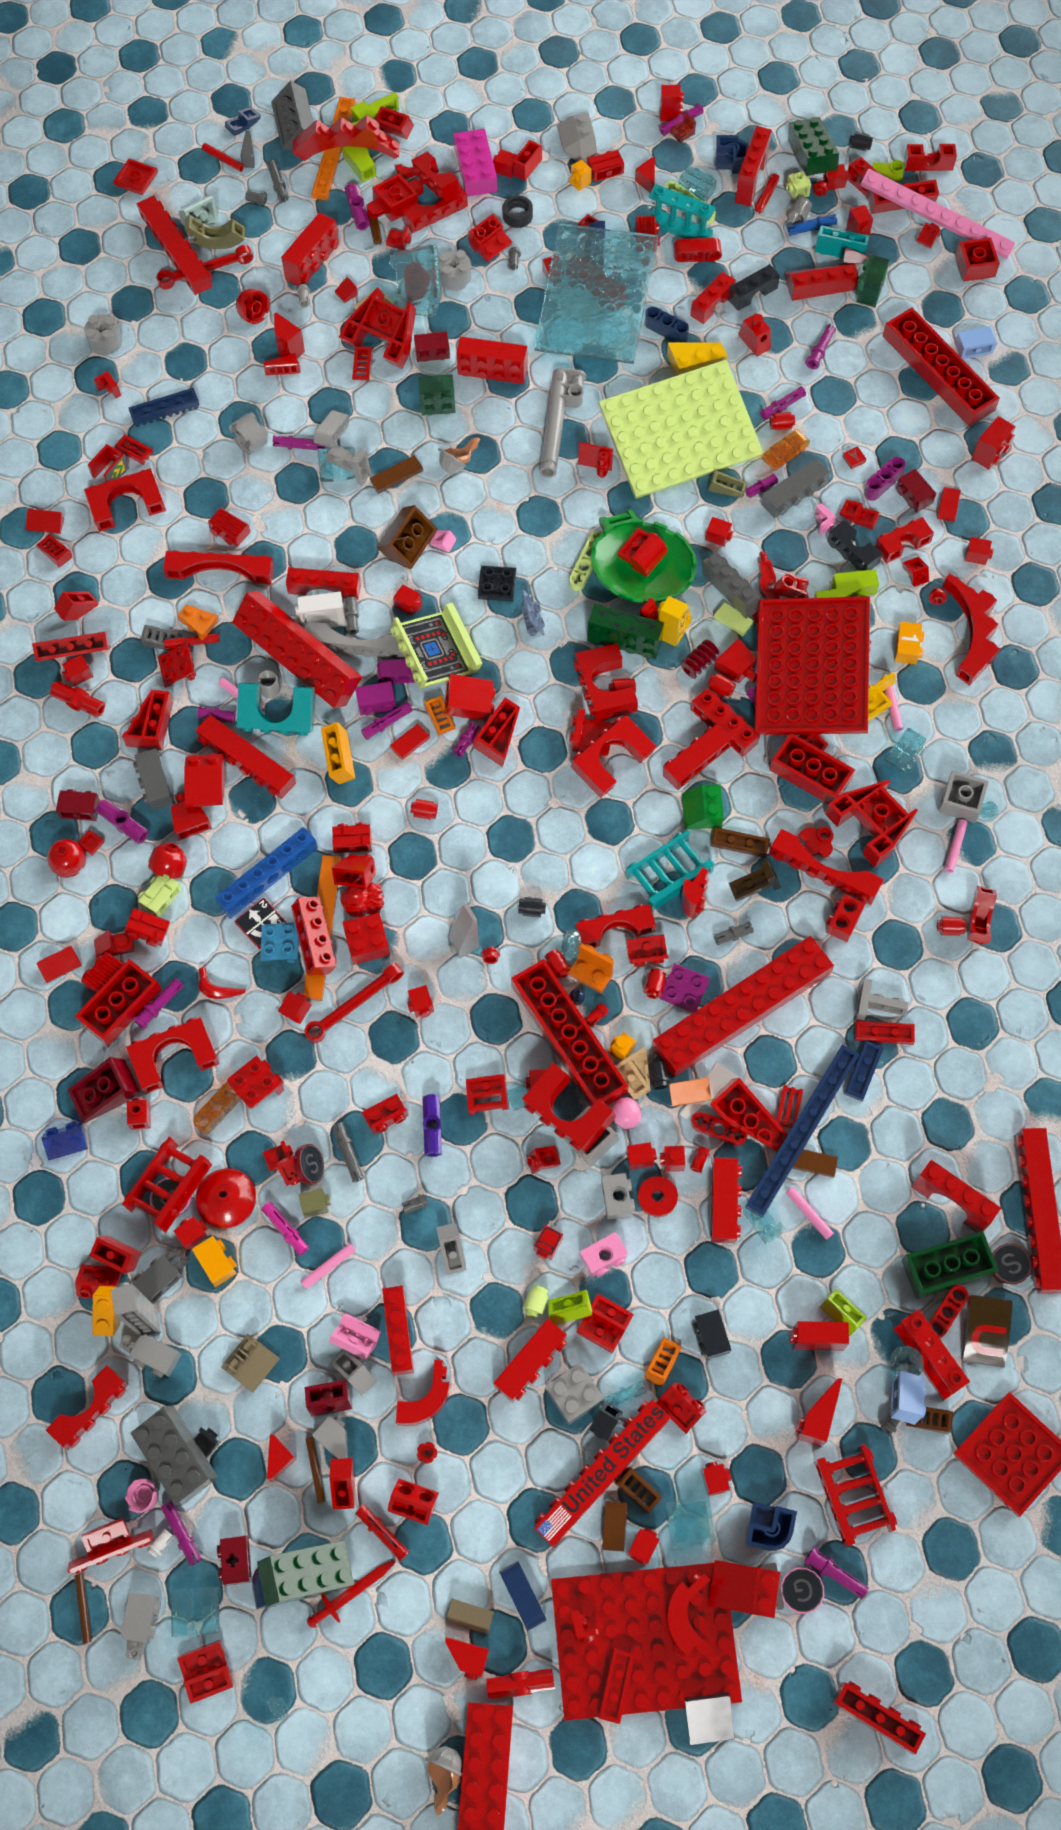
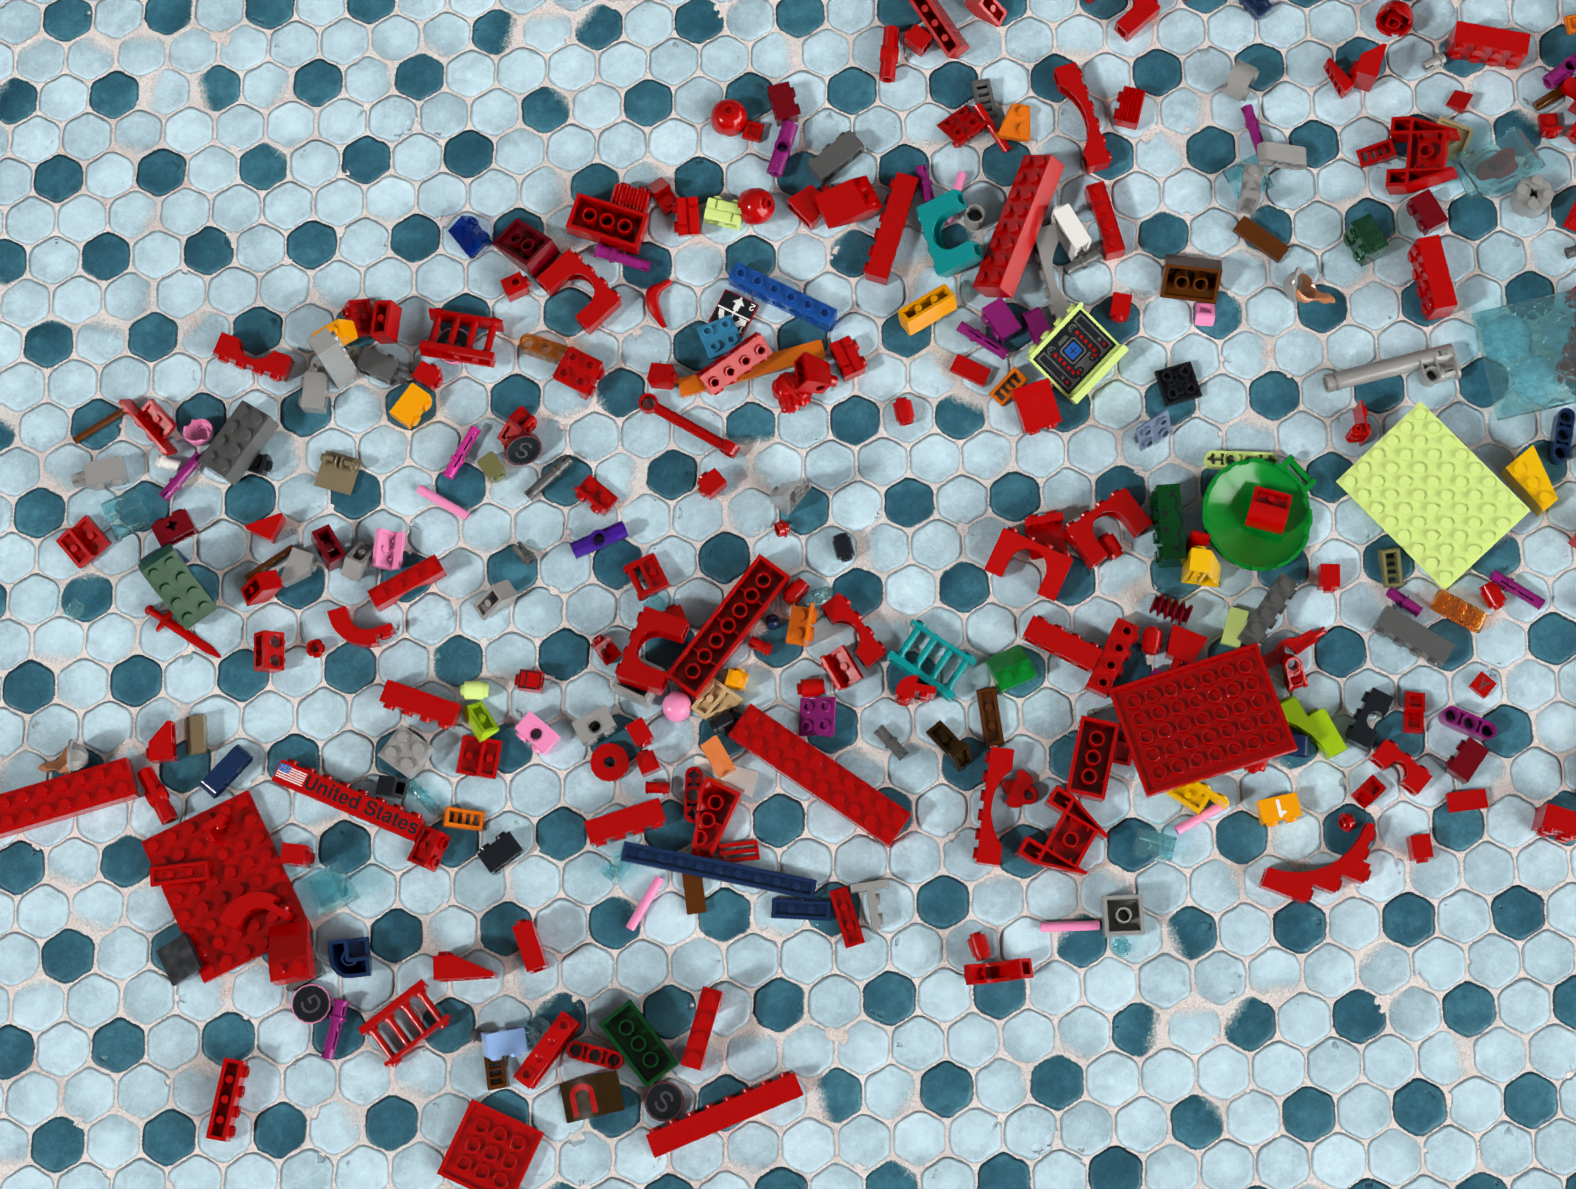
camera: 70 degrees right, 10 degrees up
(59, 964) = (626, 158): red slope -> none
(151, 723) = (891, 130): red wedge -> none
(232, 1209) = (473, 403): red dish -> none
(363, 1513) = (237, 637): red pin -> none
(366, 938) = (752, 411): red brick -> none
(466, 739) = (993, 421): magenta pin -> none
(497, 732) = (1010, 447): red wedge -> none
(615, 1526) = (308, 826): reddish brown slope -> none
(642, 1484) = (346, 818): reddish brown slope -> none
(716, 1478) = (377, 898): red brick -> none
(825, 518) = (1392, 677): bright pink bracket -> none
(842, 1310) = (565, 963): lime slope -> none
(848, 919) = (947, 847): red brick -> none

